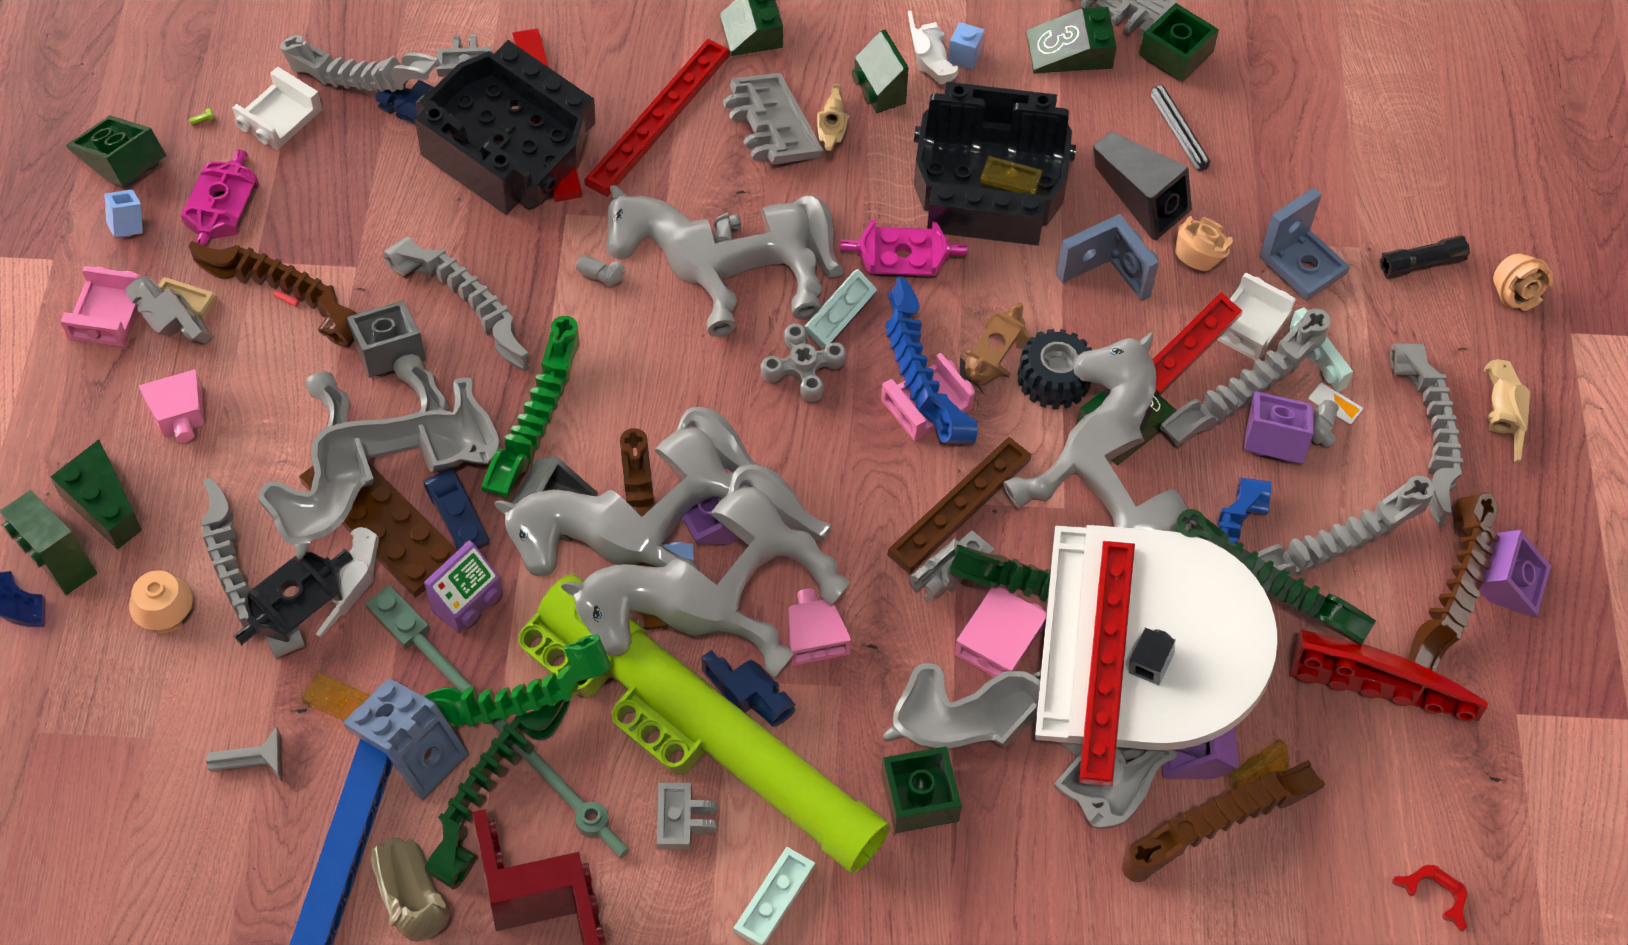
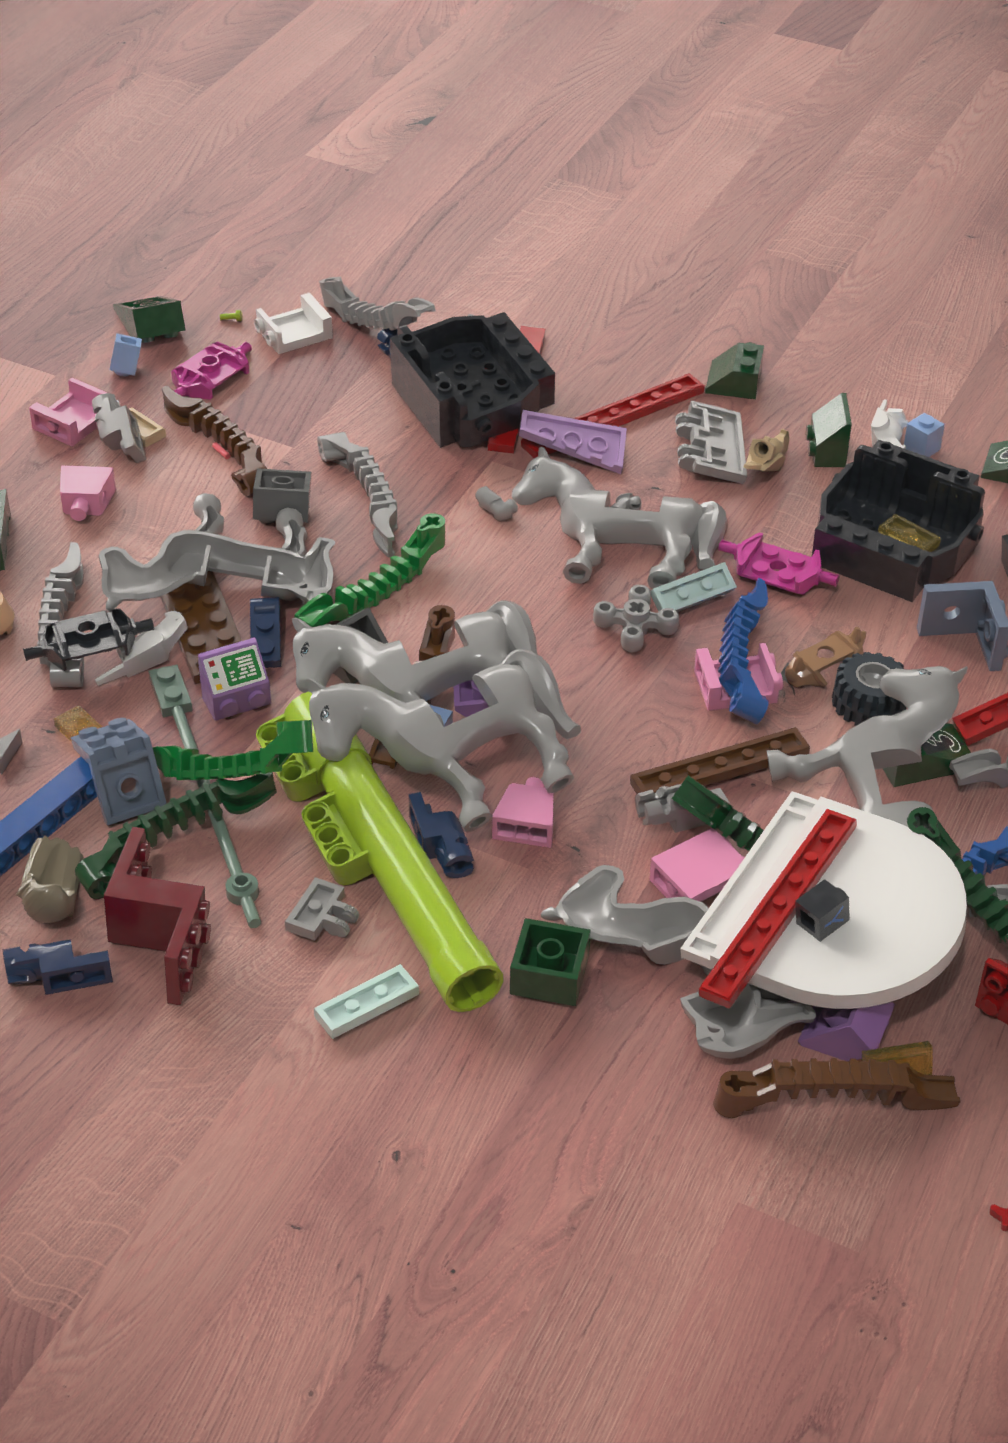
camera: 25 degrees right, 15 degrees down
(642, 162) = (582, 439): none -> lavender wing

